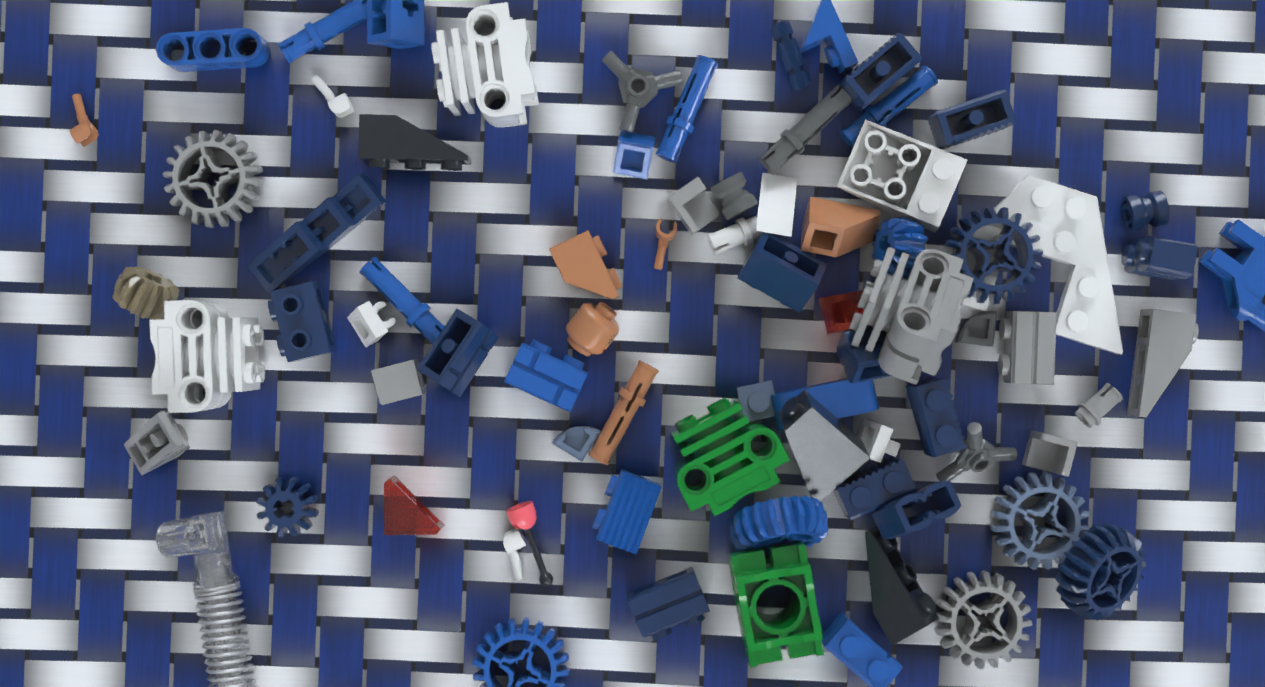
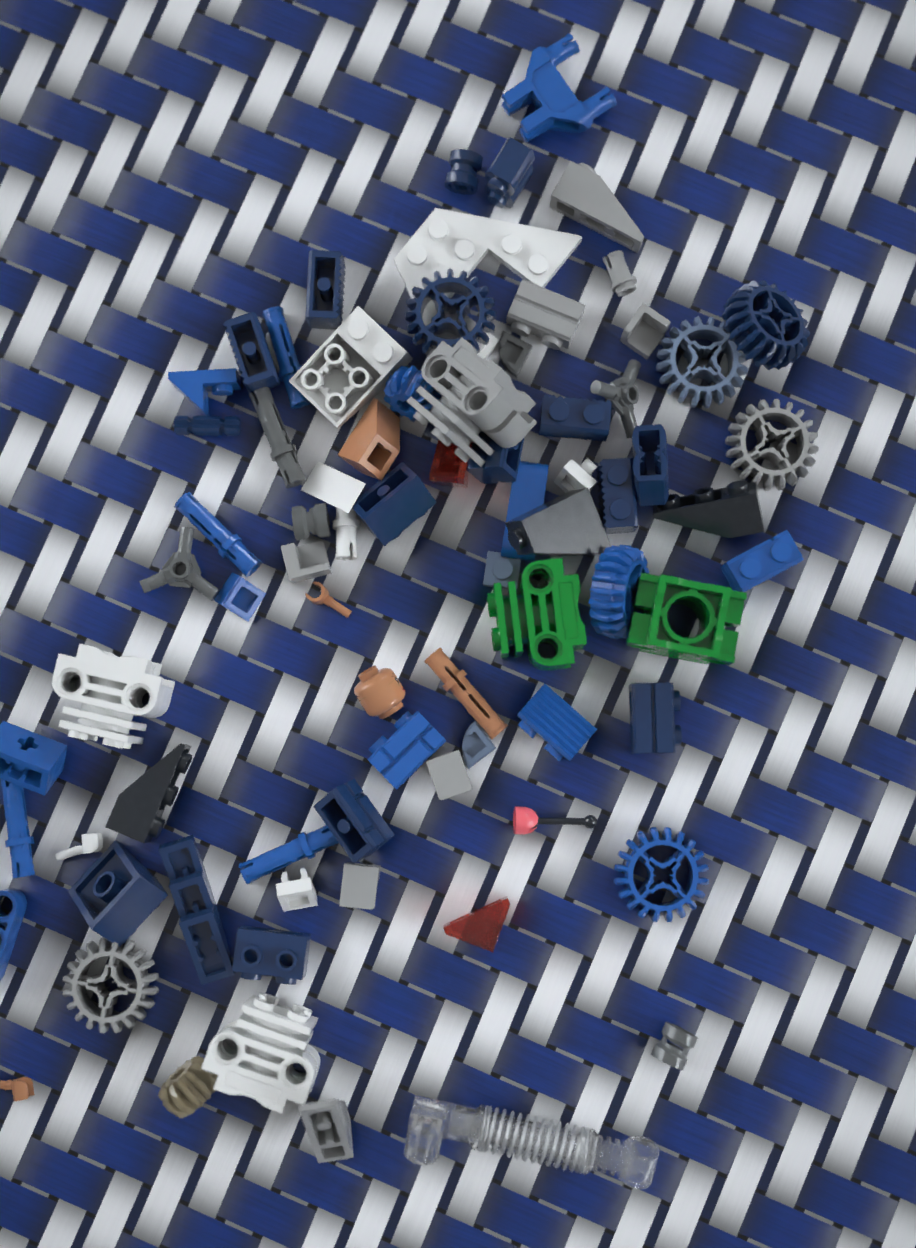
camera: 65 degrees left, 5 degrees down
(281, 493) = (447, 1036): dark blue gear -> none
(301, 150) = (117, 894): none -> dark blue slope
(512, 542) = (544, 838): white hand -> none
(537, 427) = (449, 775): none -> light grey panel
(583, 267) = (321, 679): nougat slope -> none

